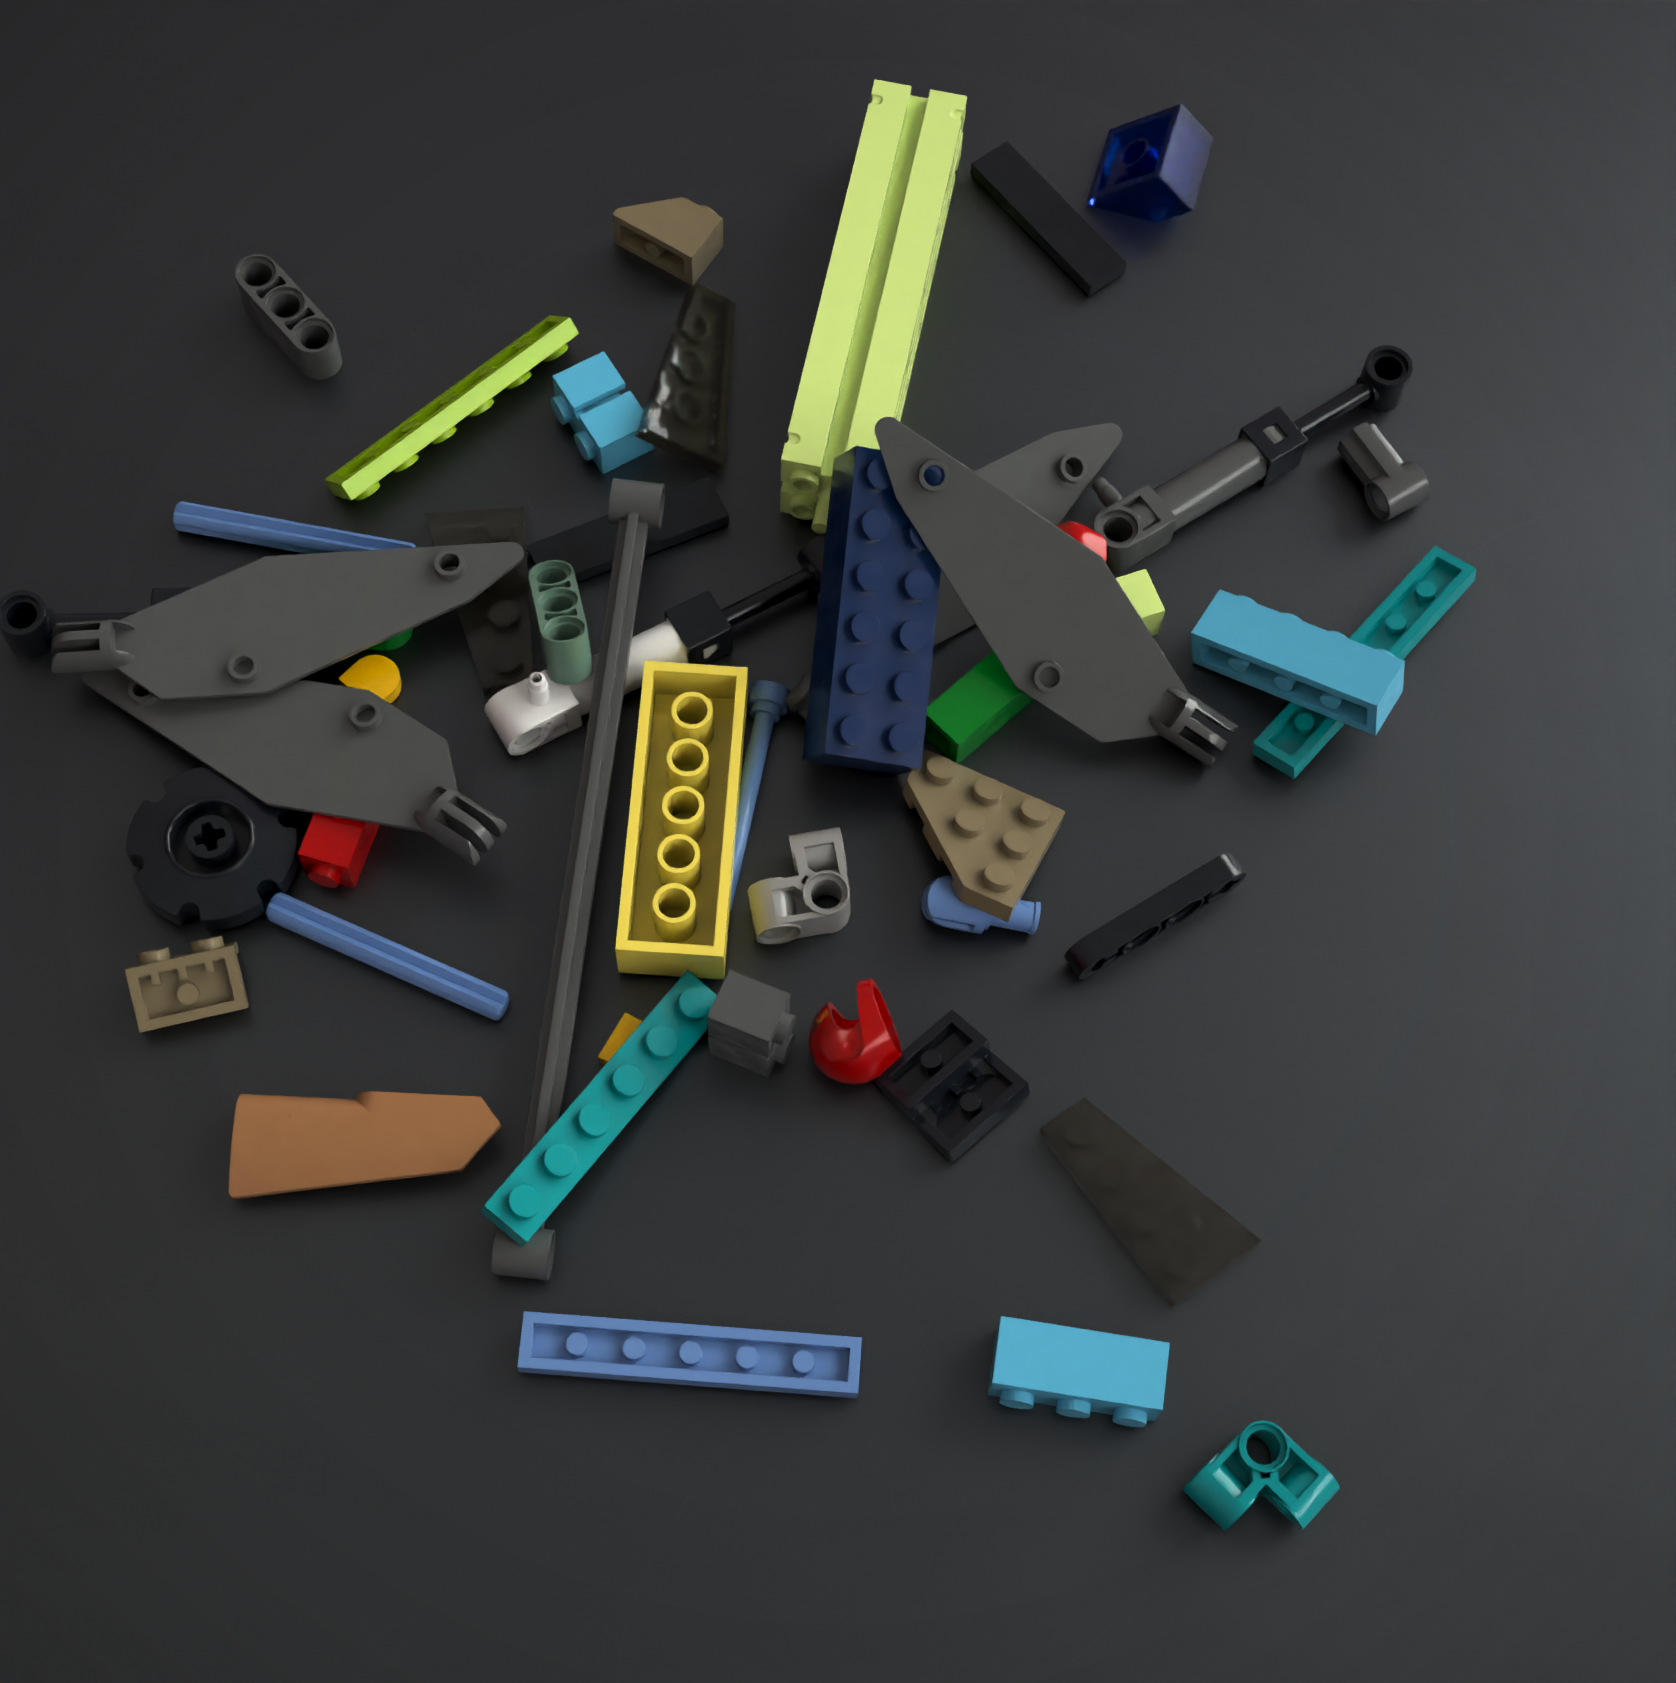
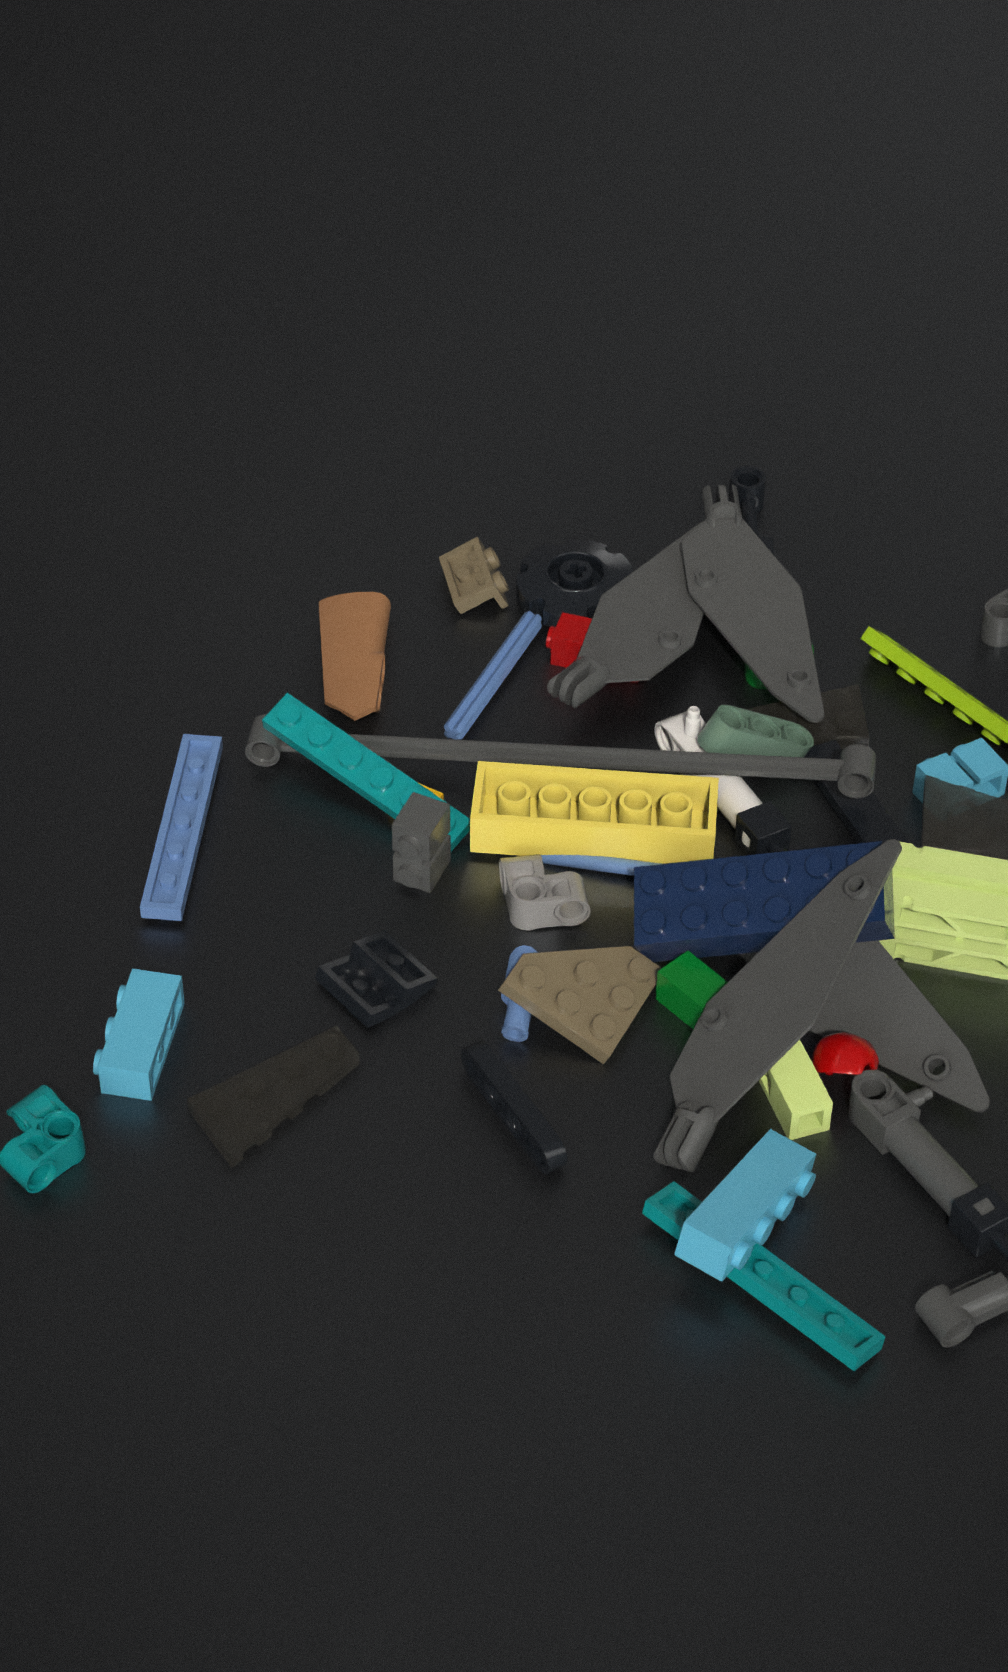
camera: 95 degrees right, 20 degrees down
(274, 531) = (834, 619): medium blue axle -> none
(374, 674) = (712, 664): yellow tile -> none
(855, 1048) = (408, 907): red helmet -> none

